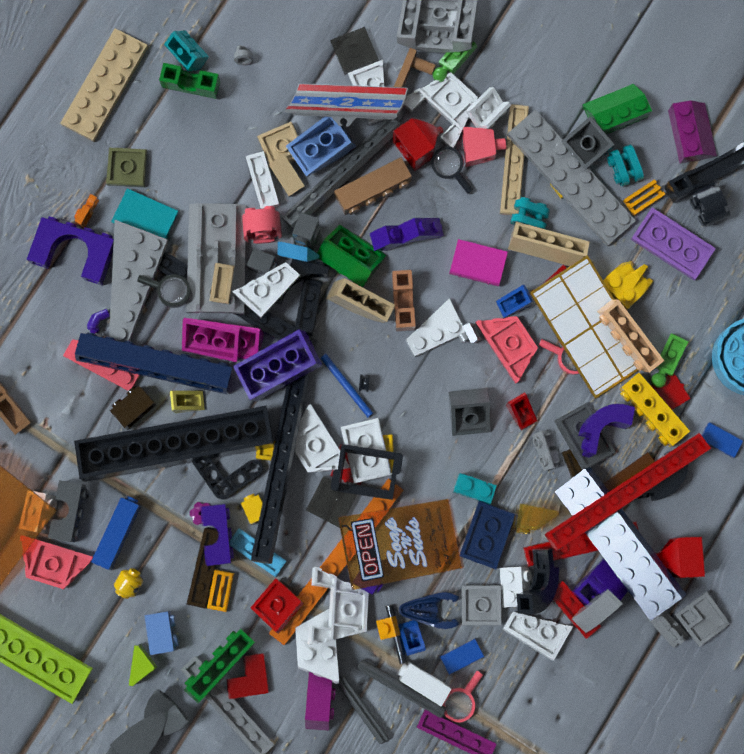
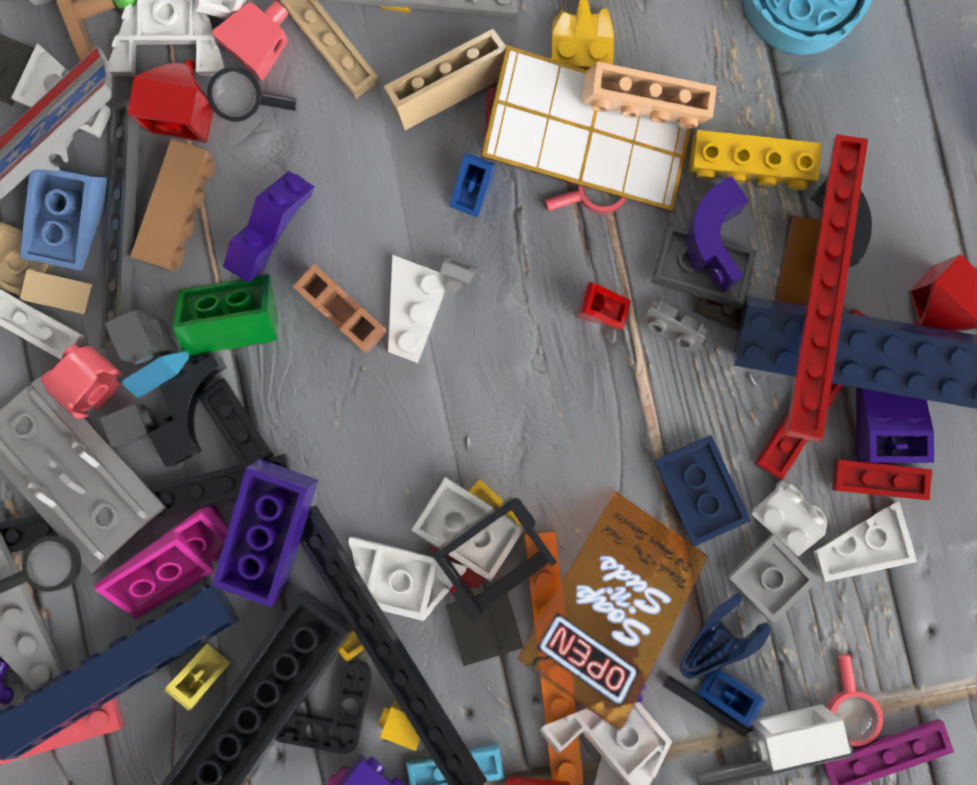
camera: 45 degrees left, 5 degrees up
(132, 407) = (141, 746): dark brown brick -> none
(221, 283) = (99, 499): tan tile -> none
(267, 289) = (163, 453): white wing -> none
(346, 385) = (371, 472): blue bar -> none
(360, 301) = (289, 358): tan brick -> none
(364, 382) = (388, 450): black bush -> none
(388, 627) = (691, 709): light orange plate -> none
(461, 656) = (805, 658): blue tile -> none
(469, 411) = (543, 365): dark grey slope -> none
(474, 488) = (636, 451): teal brick -> none
(478, 262) = (385, 179): dark pink piece -> none
(510, 343) = (513, 240): coral wing -> none
(531, 518) = (739, 422): clear yellow slope -> none
(537, 210) = (389, 61): teal brick -> none
(544, 584) = (830, 498): black arch -> none
(596, 611) = (923, 460): light grey slope -> none
(671, 354) = (710, 69): bright green plate -> none
(672, 392) = (750, 117): red piece -> none
(721, 440) = (862, 119): blue tile -> none

